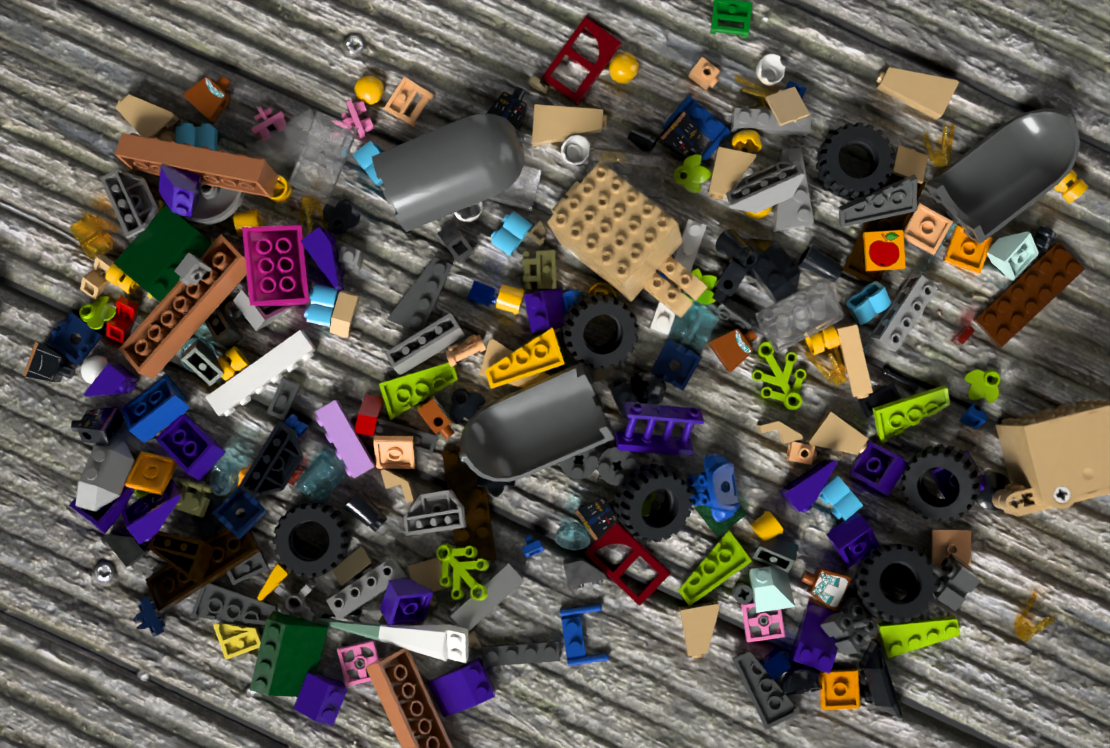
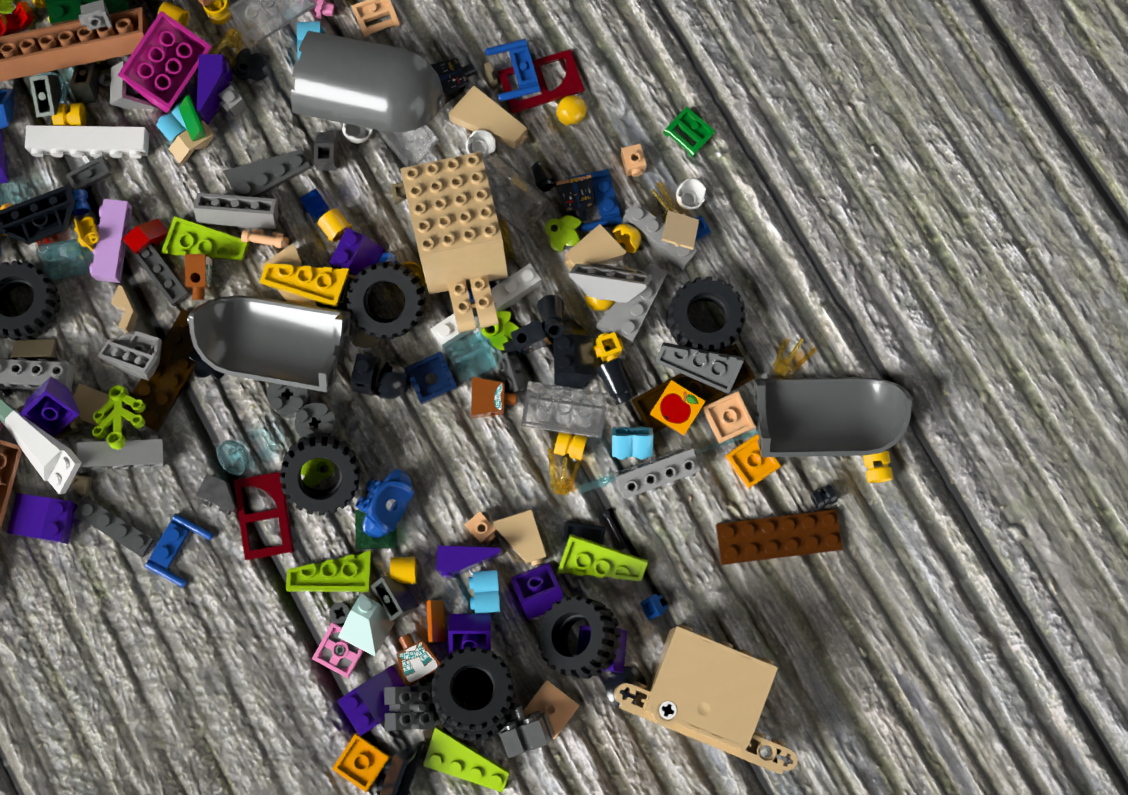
camera: 30 degrees right, 10 degrees down
(324, 447) = (86, 232): none -> yellow hinge
(333, 297) = (191, 119): none -> green slope
(365, 511) = (80, 310): black plant -> none
(394, 452) = (142, 279): light nougat plate -> none
(468, 407) = (225, 287): black plate -> none
(511, 233) = (377, 174): medium azure brick -> none
(533, 547) = (194, 442): blue tile -> none
(545, 270) = (383, 223): olive plate -> none
(560, 60) = (522, 67): none -> blue plate
(598, 517) = (265, 456): torso -> none
(658, 443) = (362, 429): dark purple fence -> none
(698, 626) = (279, 614): tan slope -> none
(765, 694) = (293, 717): dark grey wing -> none
(776, 663) = (322, 696): clear blue brick -> none
(781, 379) = (511, 455): lime plant -> none
(785, 433) = (480, 502): tan slope -> none
(800, 236) = (608, 340): none -> yellow brick
(801, 680) = (332, 726): black cylinder -> none
(817, 546) = (436, 621): none -> orange slope
(854, 359) = (583, 478): tan slope -> none
(909, 163) = (754, 352): tan piece -> none
(918, 90) = (806, 301): tan slope -> none
(963, 335) = (695, 529): clear red tile -> none
(981, 387) = (679, 586): lime plate -> none
(1013, 254) = (788, 491): light aqua slope -> none

